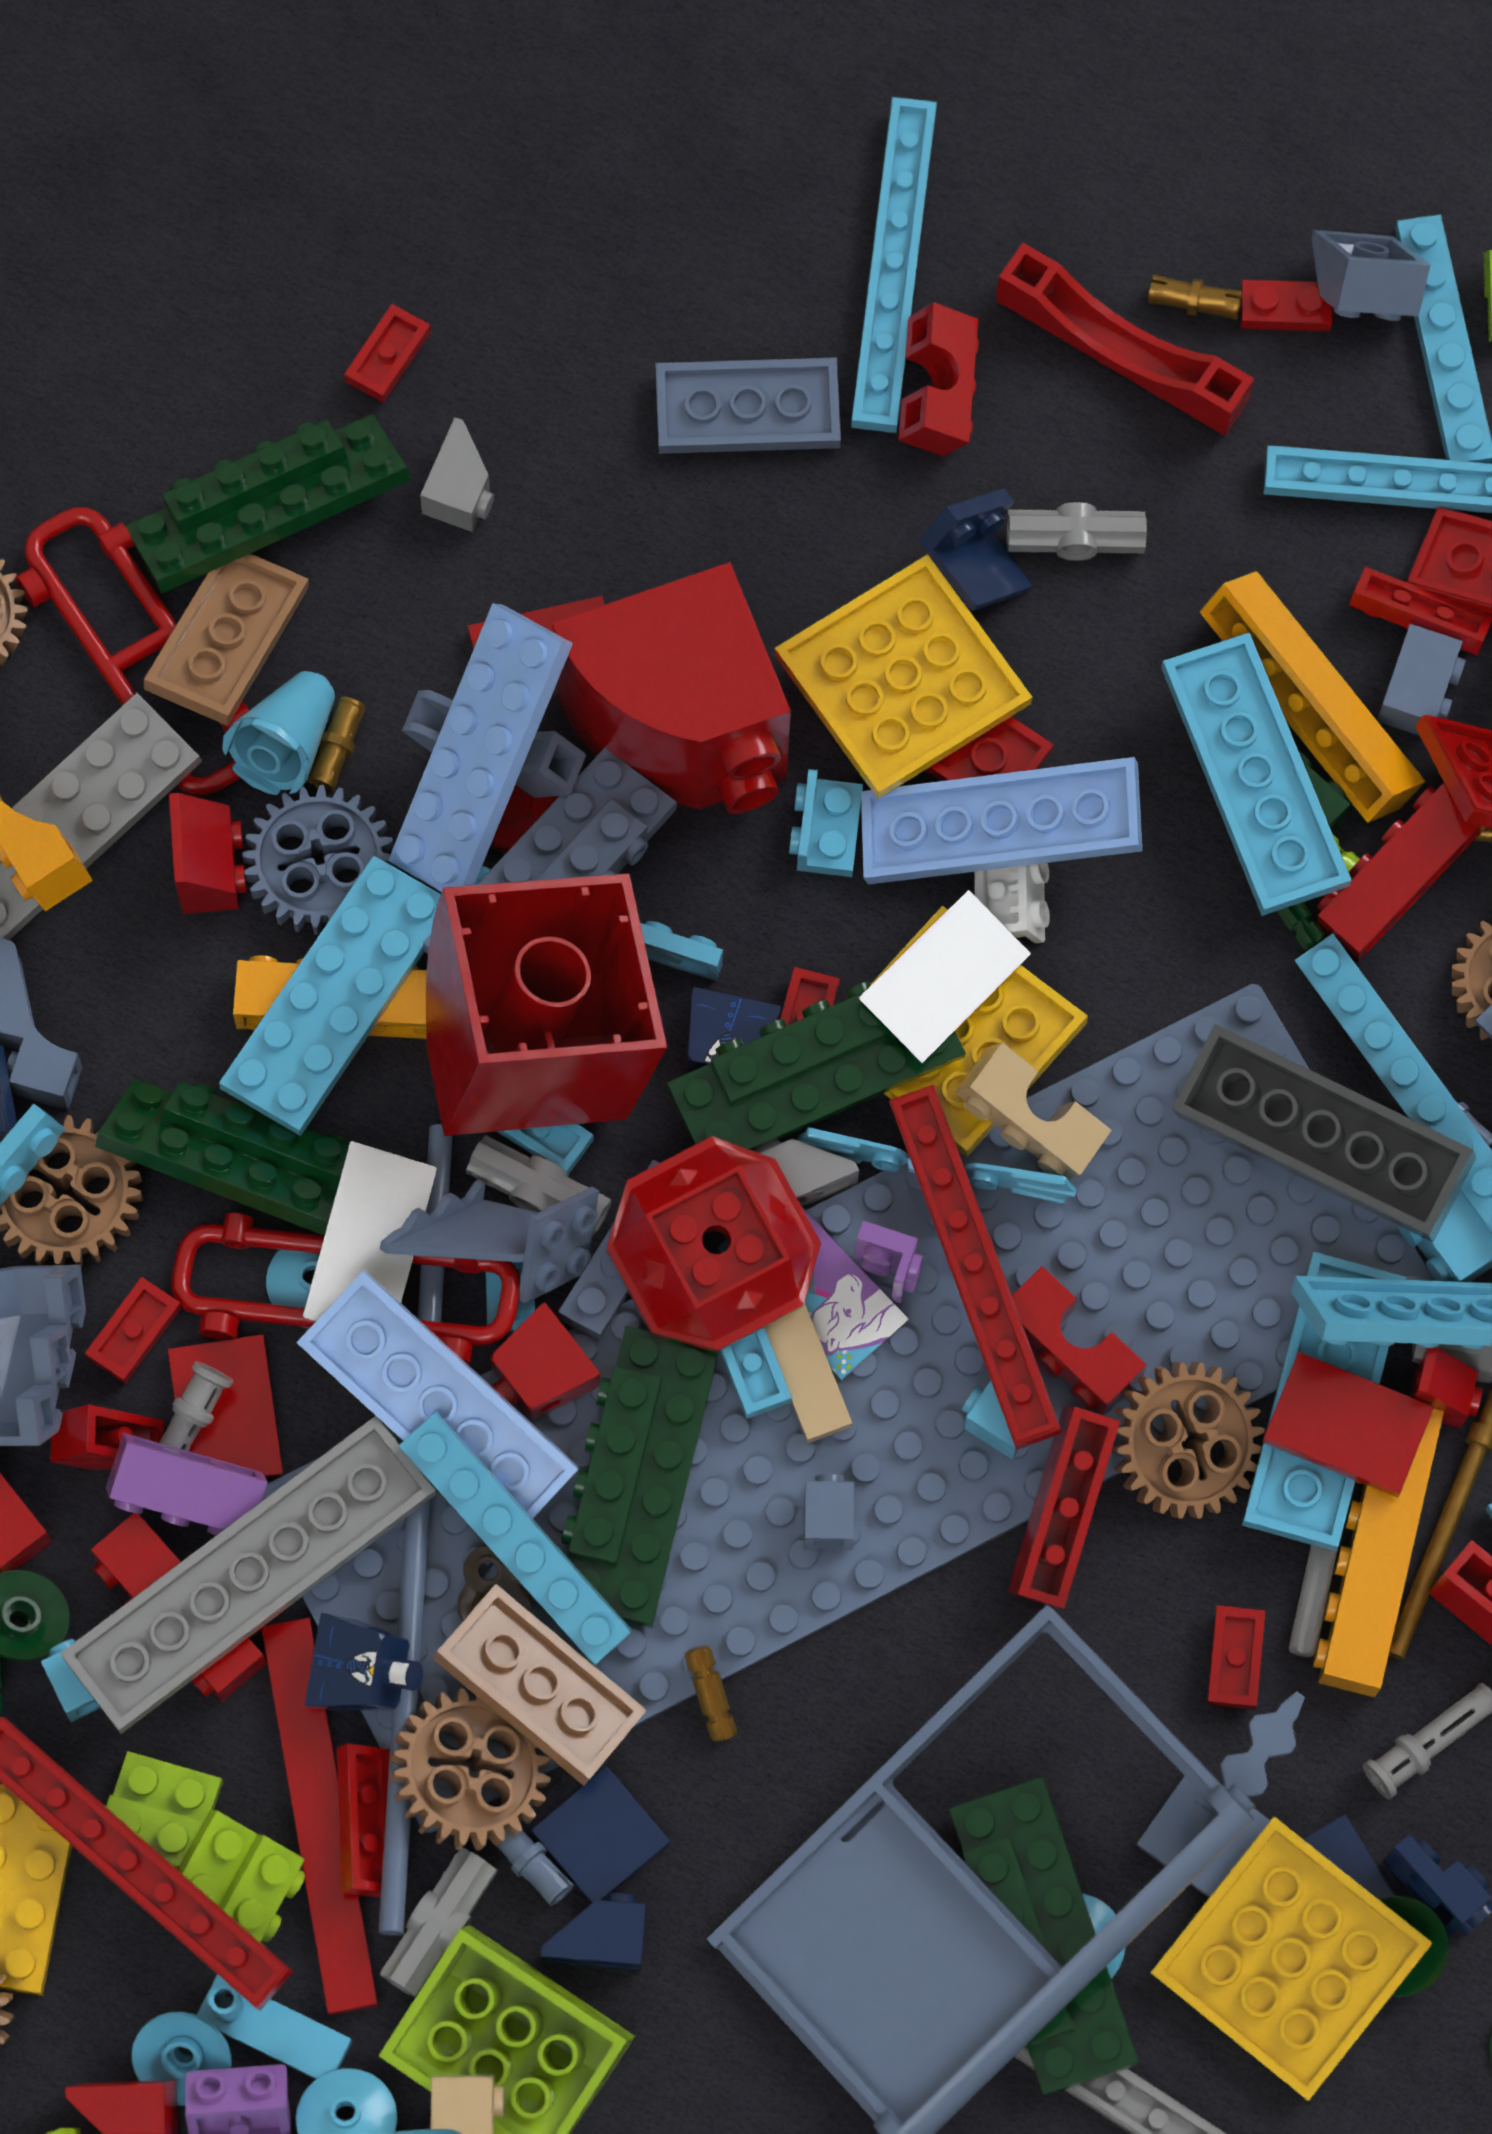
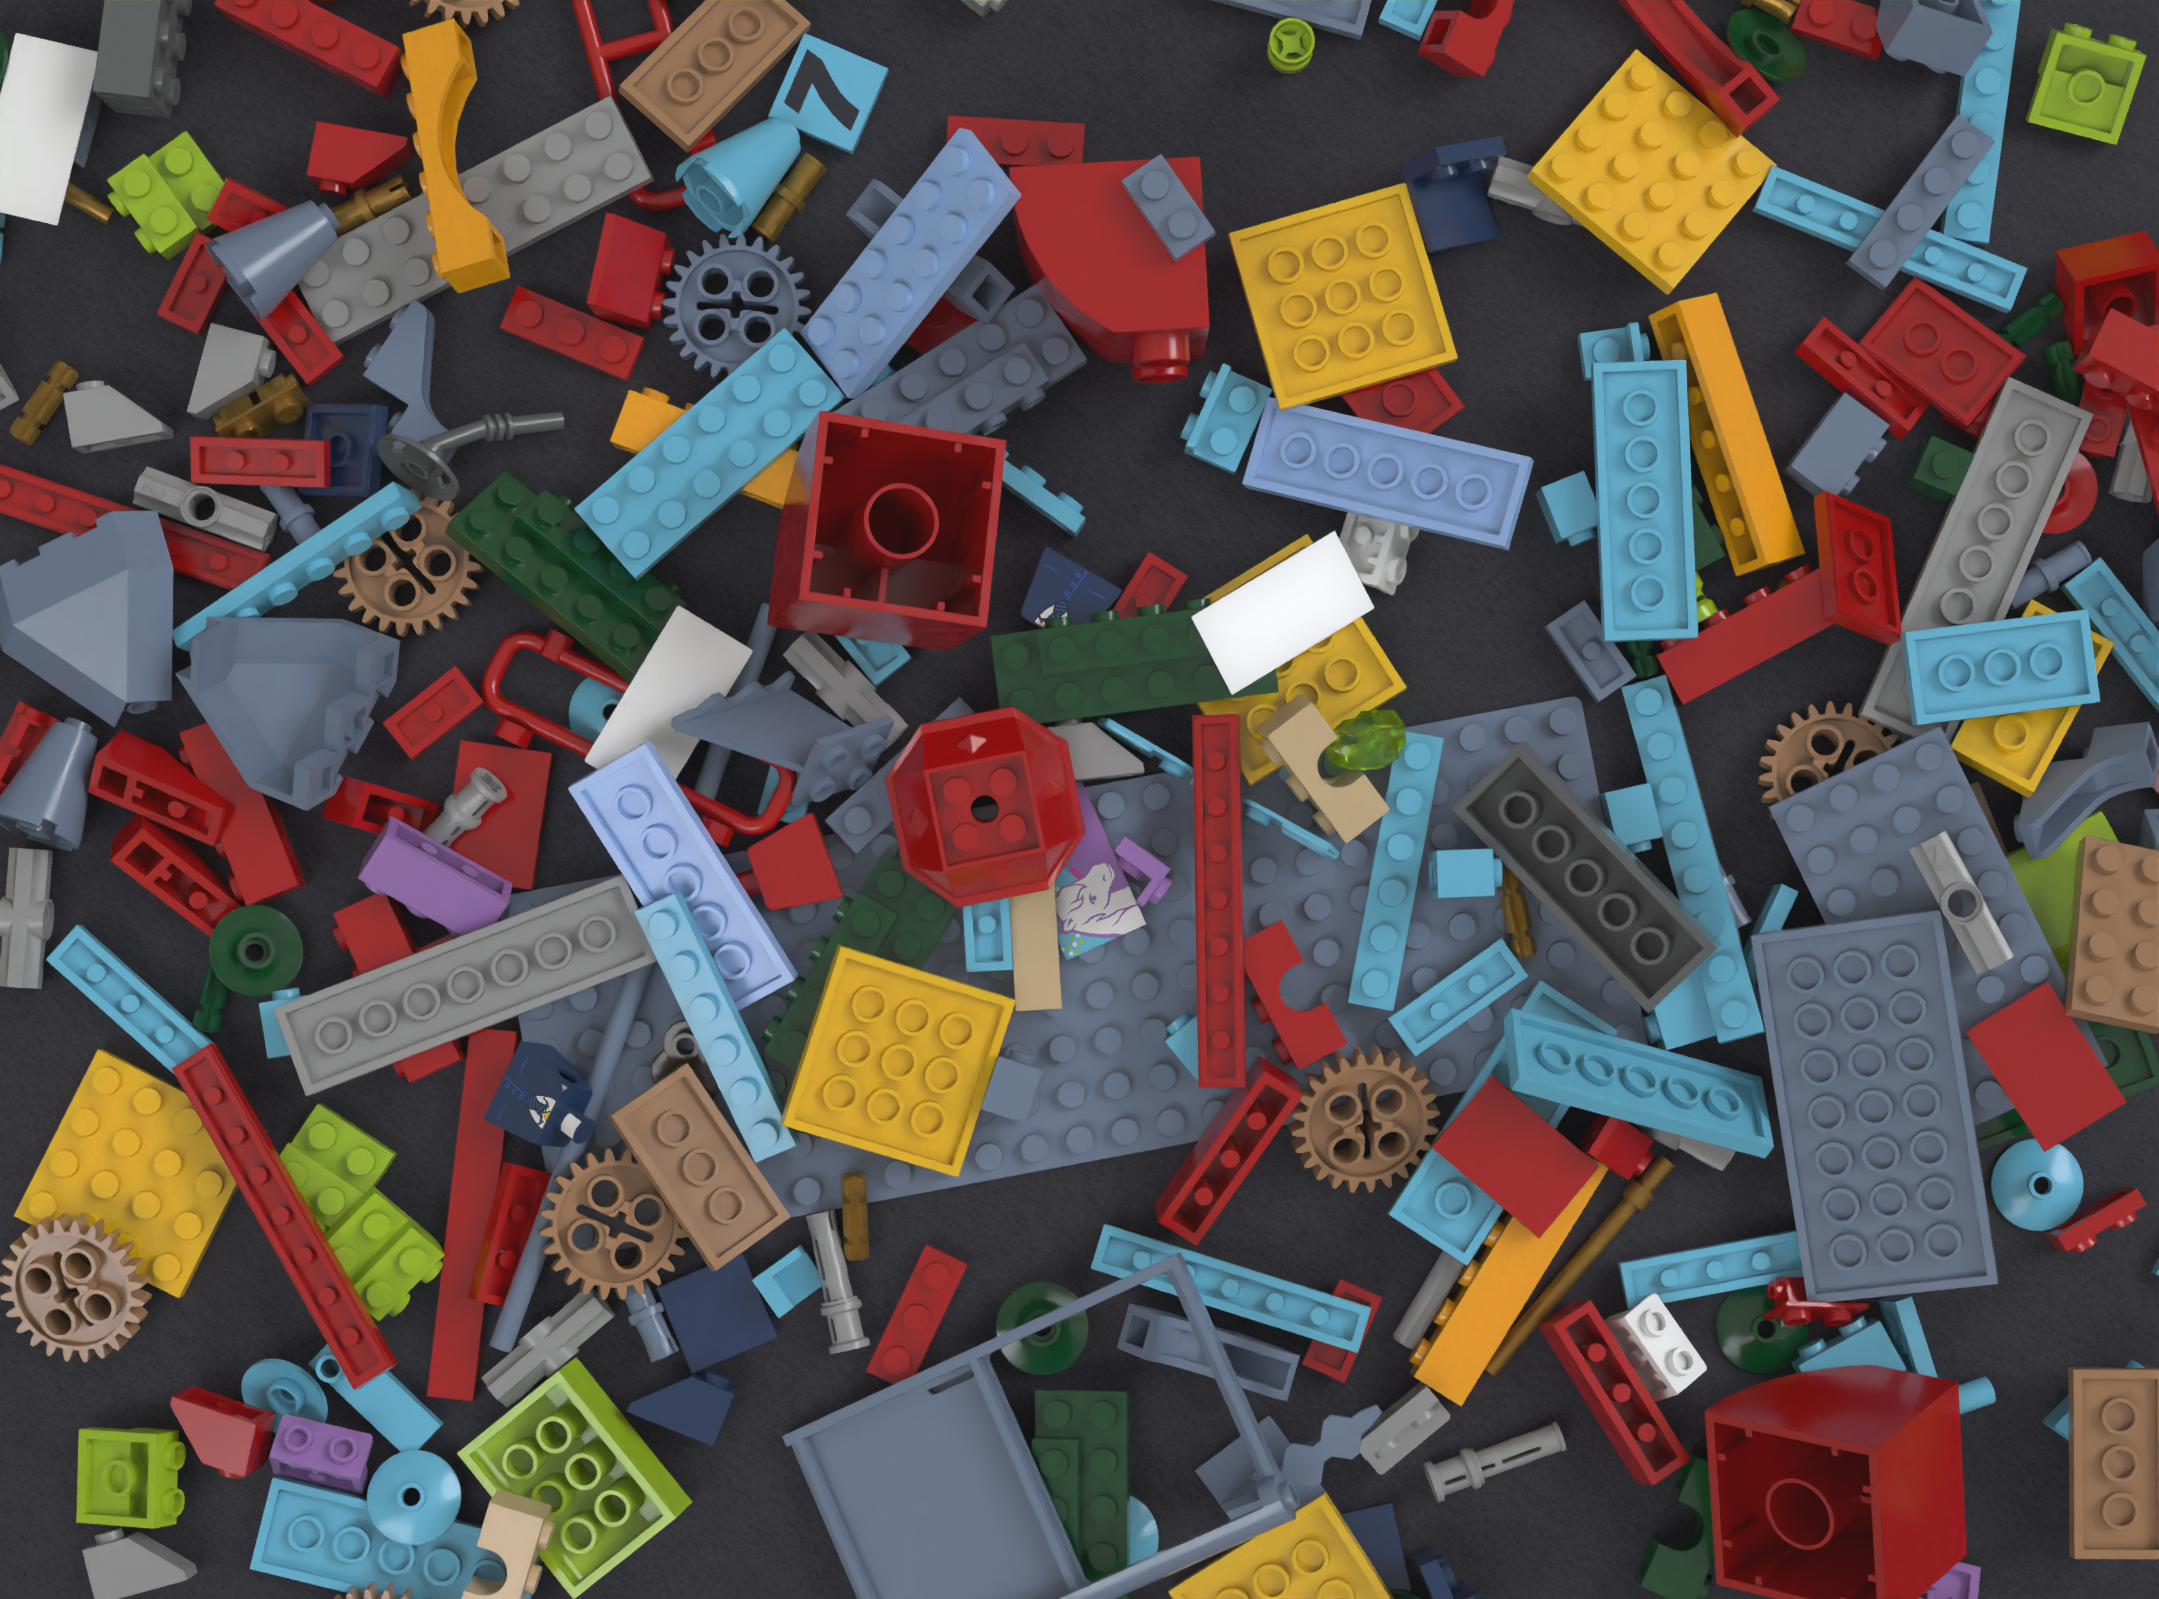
camera: 20 degrees right, 15 degrees up
(61, 1075) = (424, 458): none -> dark grey dish
(162, 932) = (572, 334): none -> red plate
(346, 639) = (829, 93): none -> medium azure tile
(663, 1780) = (788, 1281): none -> medium azure panel
(706, 1517) = (897, 1061): none -> yellow plate
(716, 614) = (1168, 208): none -> sand blue plate
(722, 1786) = (839, 1304): none -> light grey pin
(776, 458) = (1294, 37): none -> lime wheel
(804, 1775) = (917, 1315): none -> red plate
(961, 1743) = (1046, 1352): none -> dark green dish
(1068, 1073) = (1367, 740): none -> clear neon green rock
(1078, 1714) = (1171, 1341): none -> sand blue arch
(1125, 1645) = (1238, 1289): none -> medium azure plate
(1136, 1196) = (1395, 873): none -> medium azure plate
(1156, 482) = (1651, 171): none -> yellow plate
(1182, 642) = (1612, 345): none -> medium azure bracket
(1186, 809) = (1569, 509): none -> medium azure brick
(1203, 1169) = (1463, 874): none -> medium azure brick
(1224, 340) = (1766, 45): none -> dark green dish
(1238, 1294) = (1457, 997): none -> medium azure plate
(1252, 936) = (1595, 662): none -> sand blue plate
(1267, 1198) = (1516, 916): none -> pearl gold axle
(1329, 1735) = (1402, 1428): none -> light grey bracket
(1350, 1067) = (1632, 816): none -> medium azure brick
(1417, 437) = (1920, 202): none -> sand blue plate

